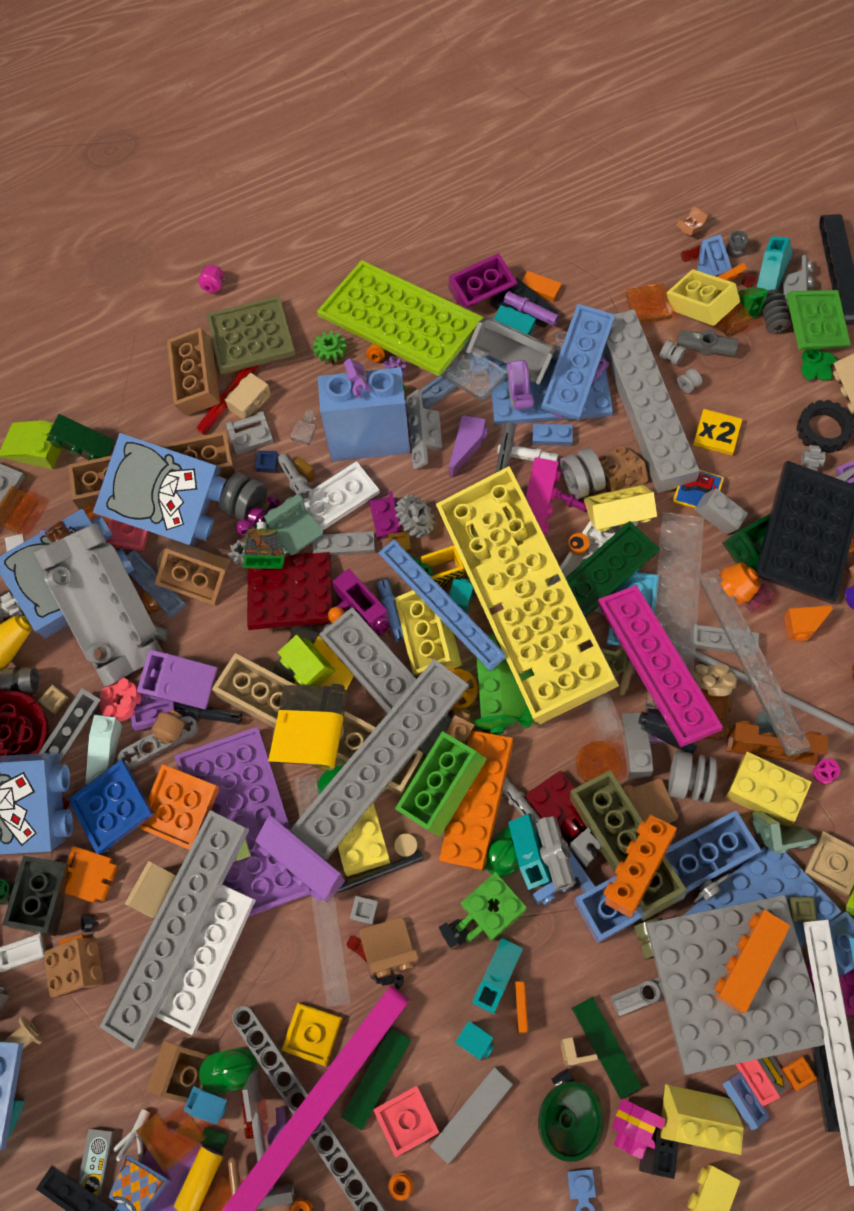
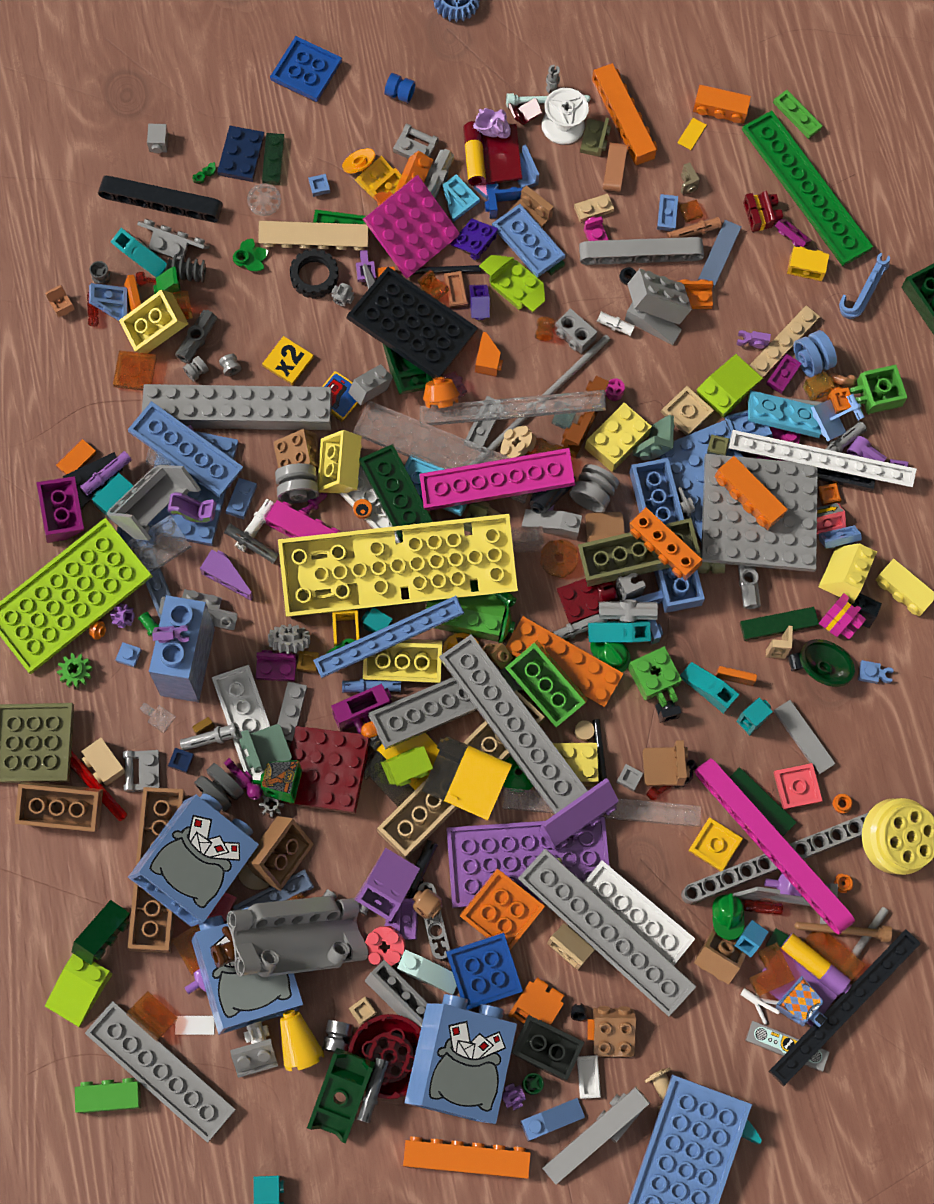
camera: 85 degrees left, 5 degrees up
(818, 319) = (212, 237): bright green plate -> none

